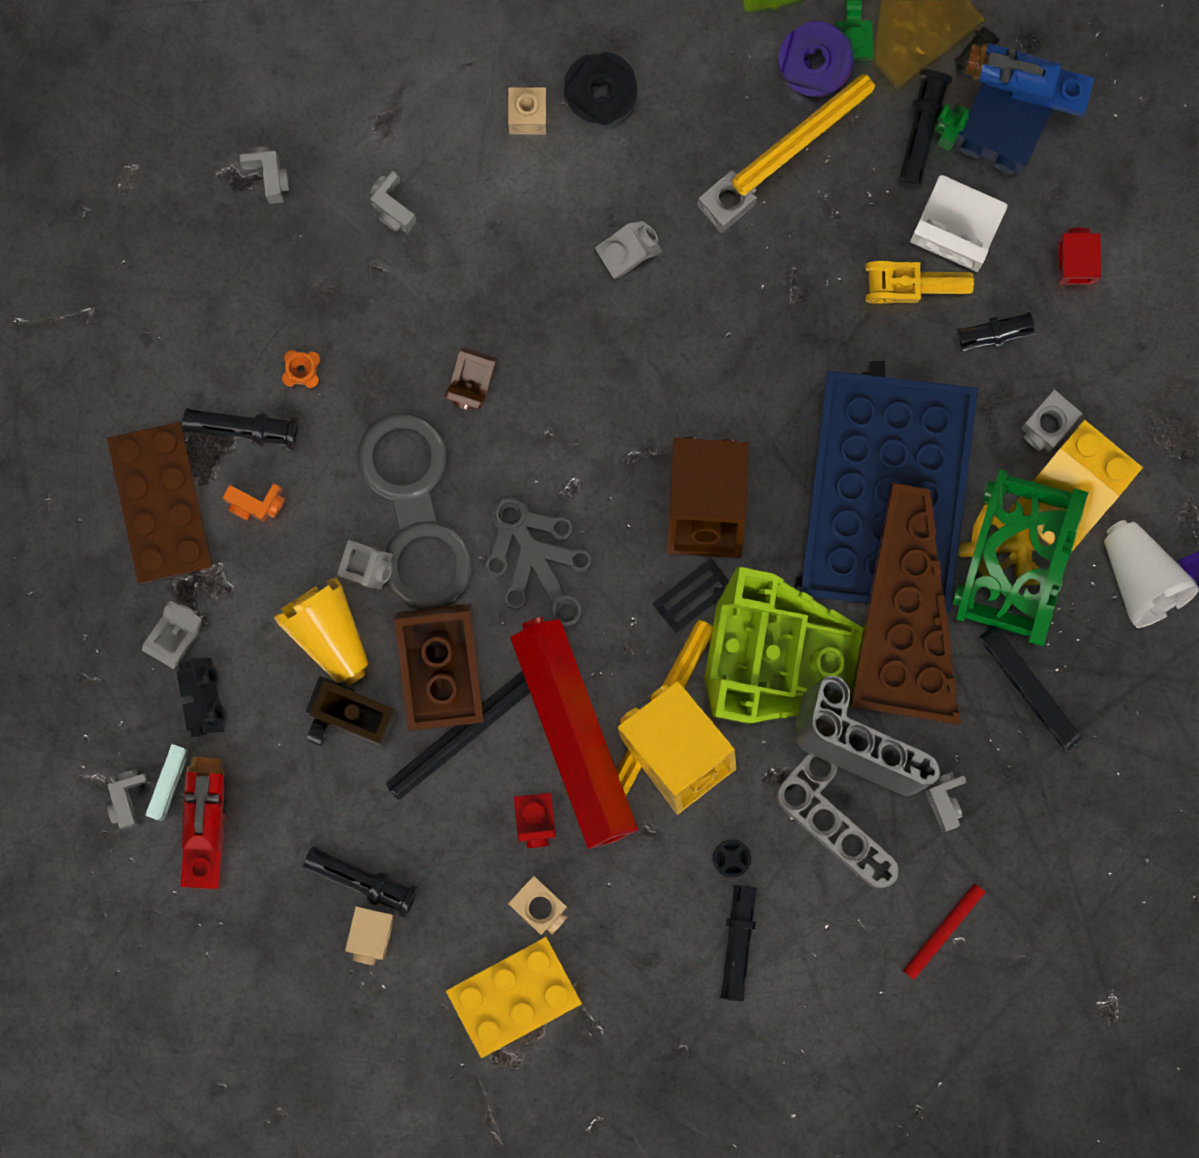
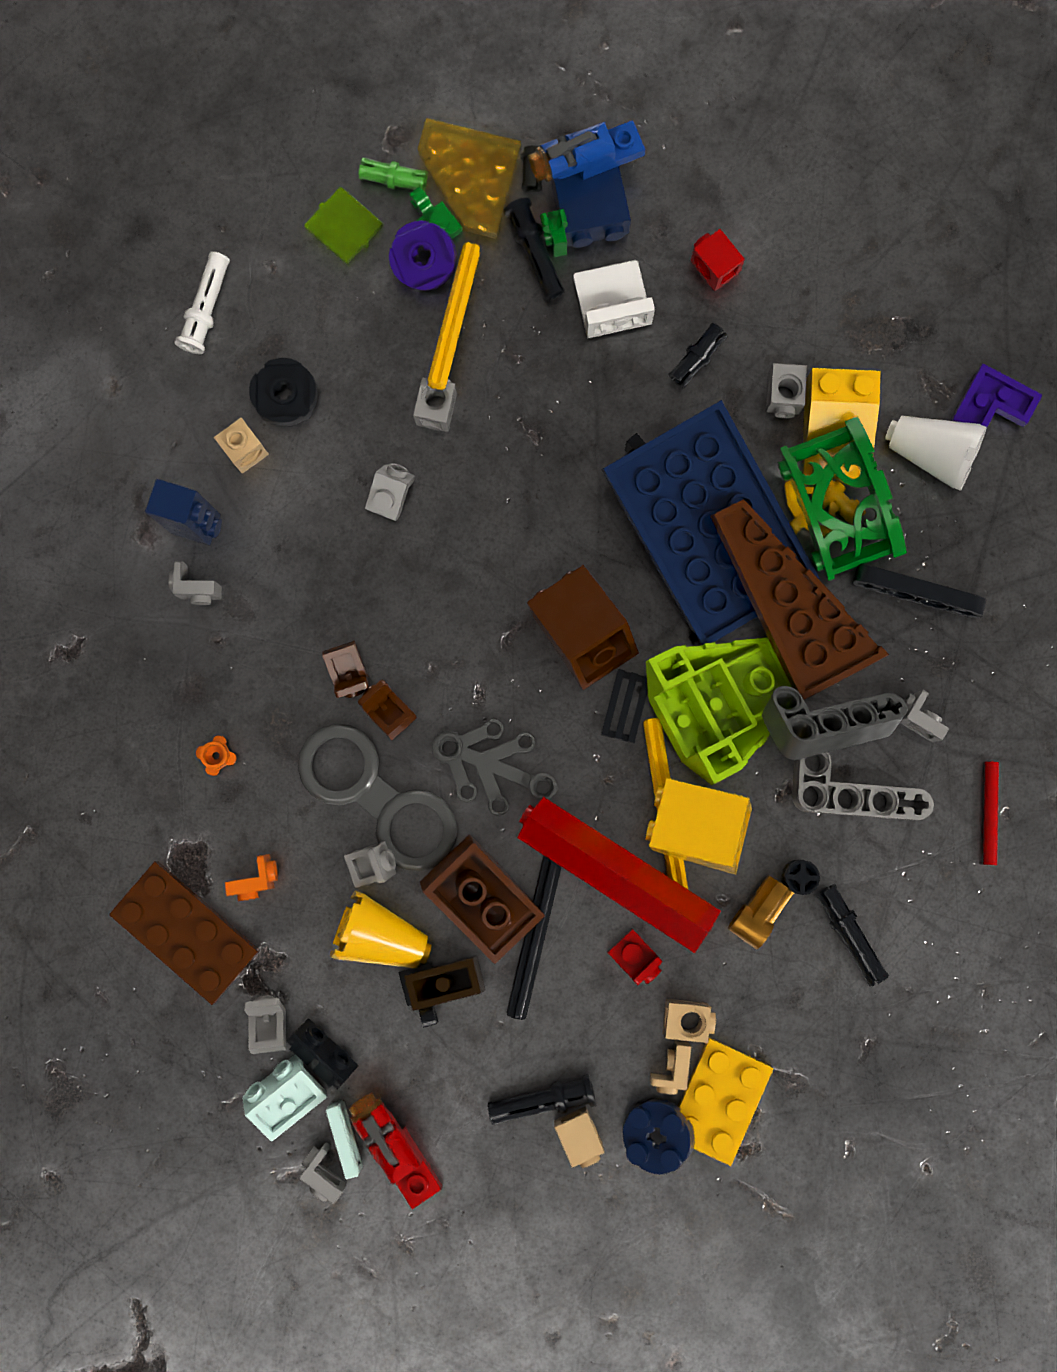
camera: 30 degrees left, 0 degrees up
(140, 708) = (282, 1098): none -> light aqua bracket
(258, 429) = (217, 824): black pin -> none
(274, 178) = (91, 630): light grey bracket -> none
(433, 137) = (183, 512): none -> dark blue brick
(458, 982) = (642, 1149): none -> dark blue plate
(480, 440) = (386, 709): none -> reddish brown bracket
(502, 936) = (678, 1063): none -> tan bracket
(666, 865) = (755, 920): none -> pearl gold piece
(905, 283) = (608, 368): yellow connector -> none

